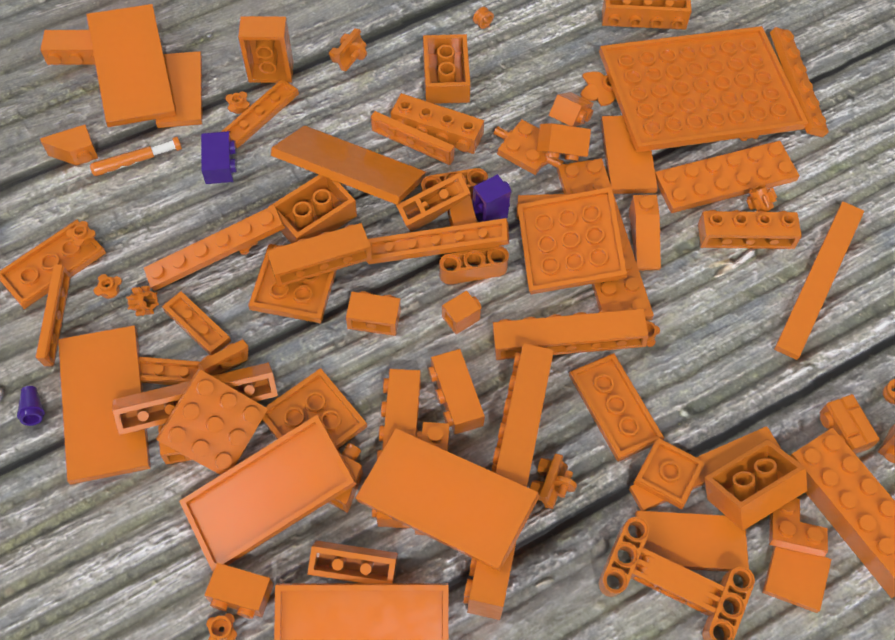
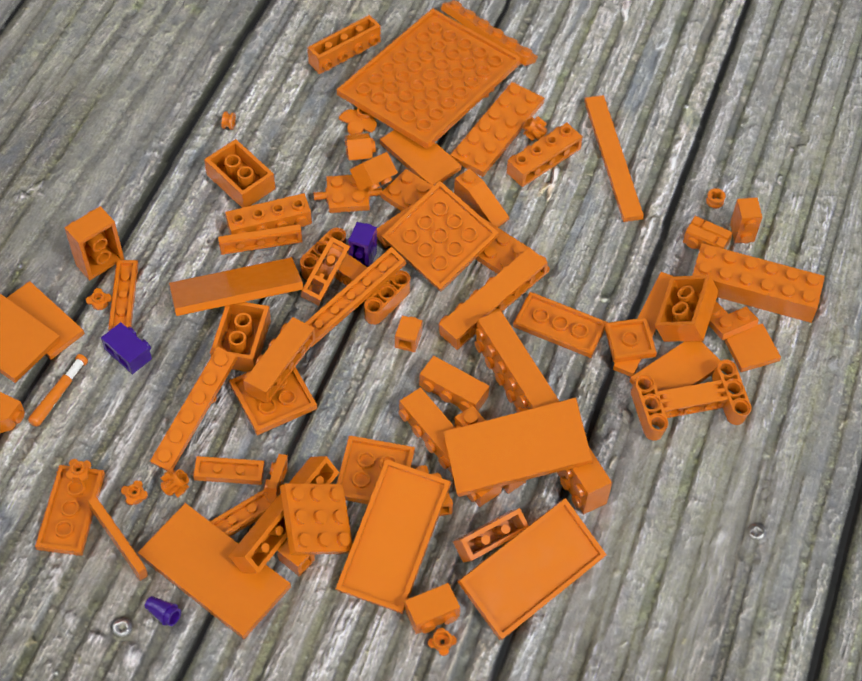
camera: 40 degrees left, 5 degrees down
(351, 48) = (152, 206): orange hips -> none
(373, 313) = (349, 375): orange brick -> none
(557, 480) = (560, 389): orange hips -> none

